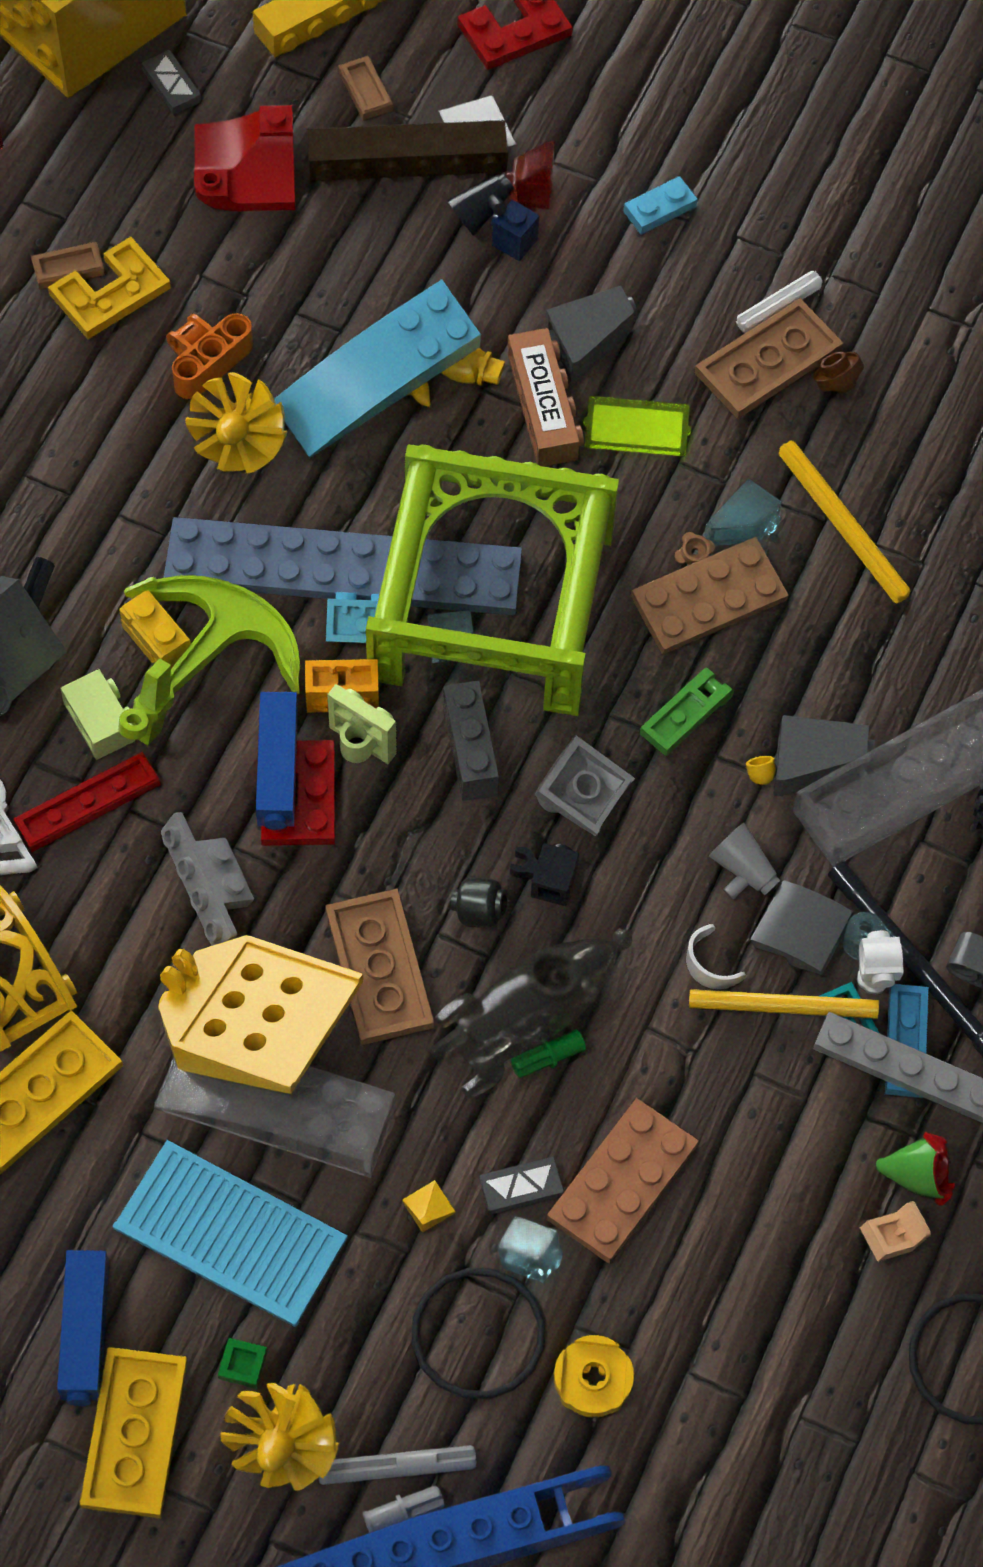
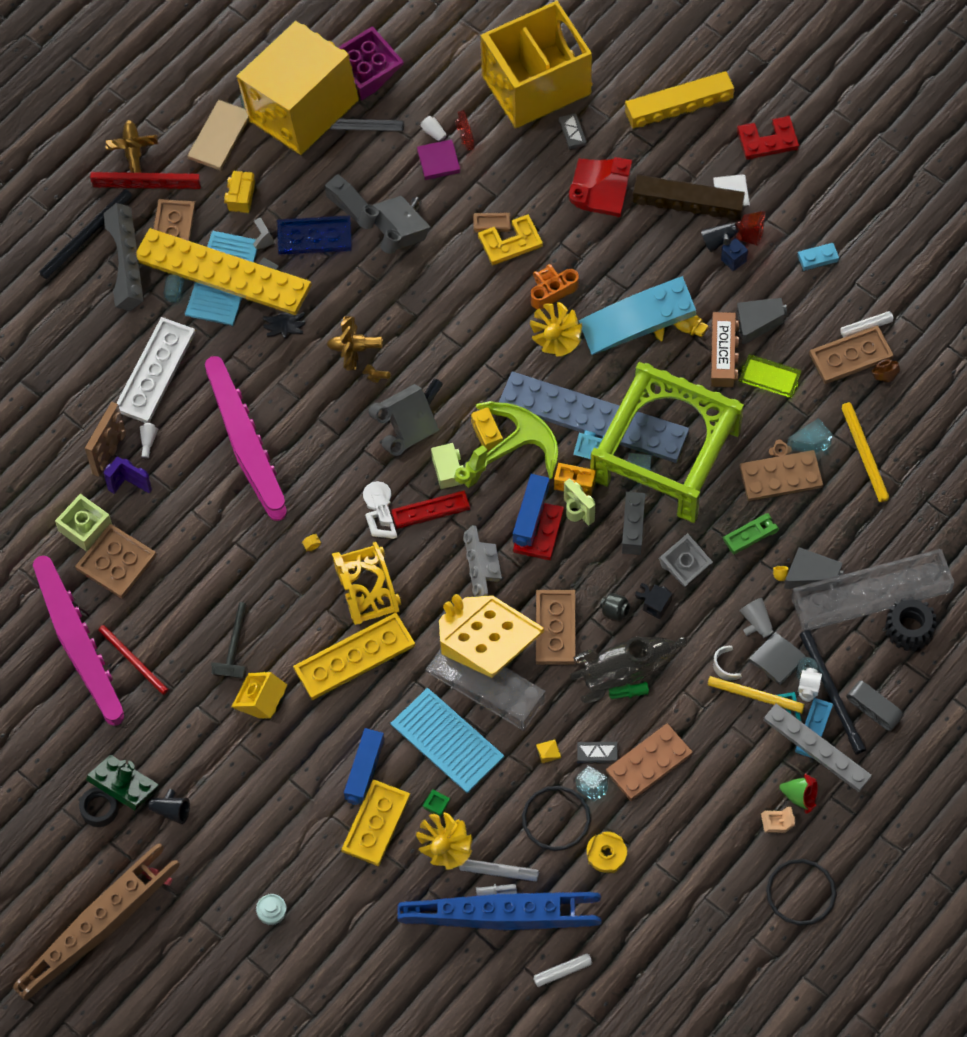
camera: 20 degrees right, 0 degrees up
(365, 88) = (676, 156): medium nougat tile -> none

